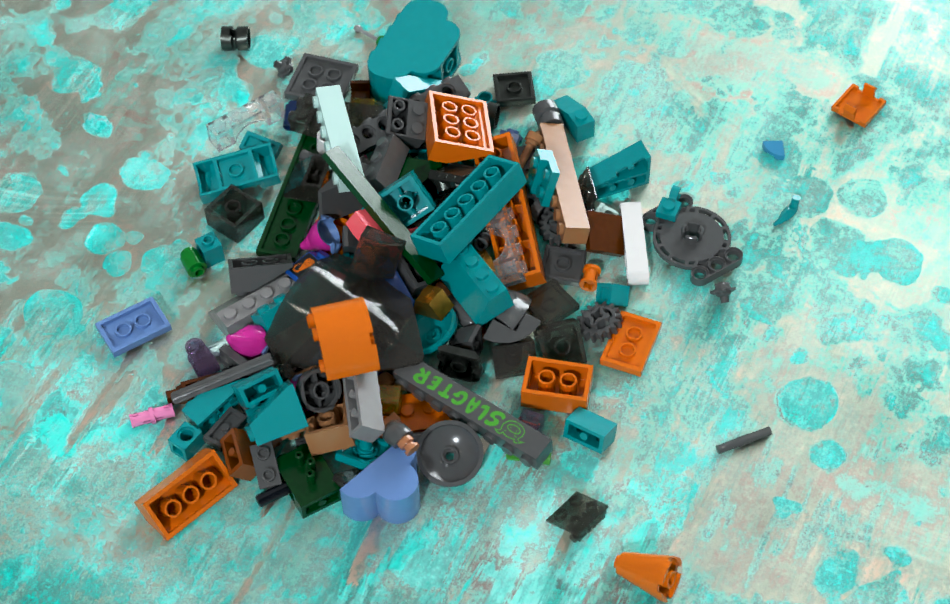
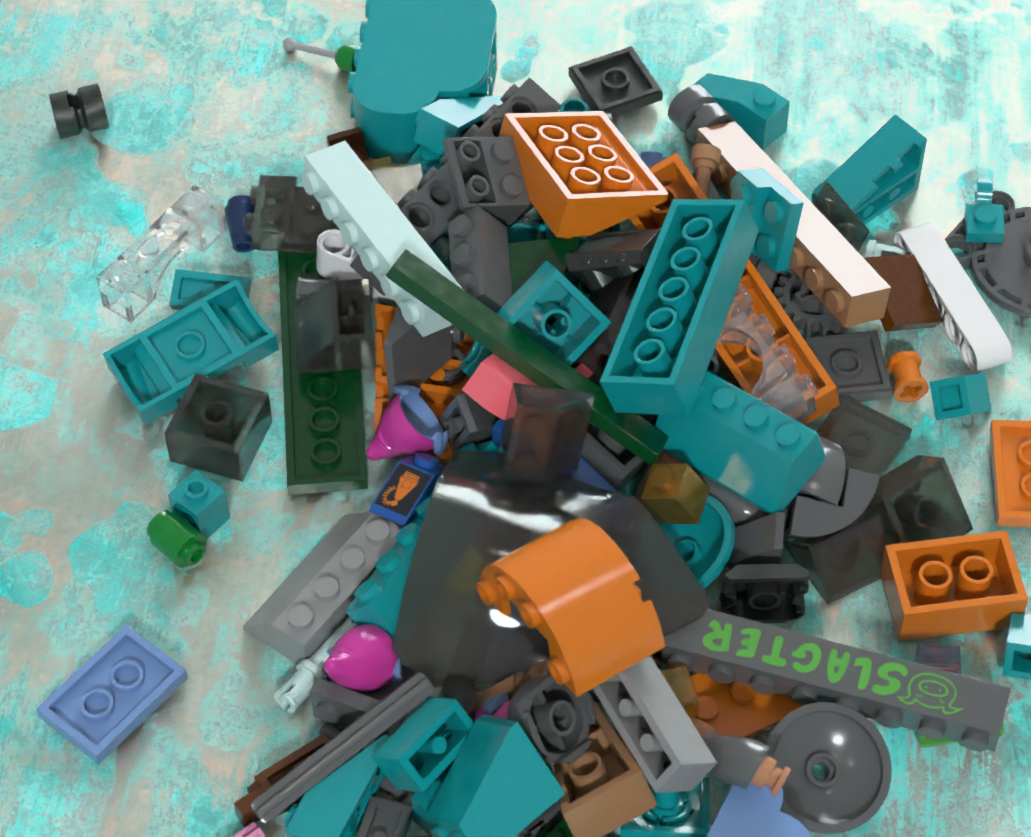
camera: 20 degrees left, 0 degrees up
(200, 358) = (274, 719): clear purple piece -> none
(253, 272) = (313, 525): dark grey slope -> none
(284, 67) = (189, 141): dark grey plant -> none
(319, 72) = (263, 143): dark grey plate -> none
(599, 322) = (984, 452): dark grey gear -> none

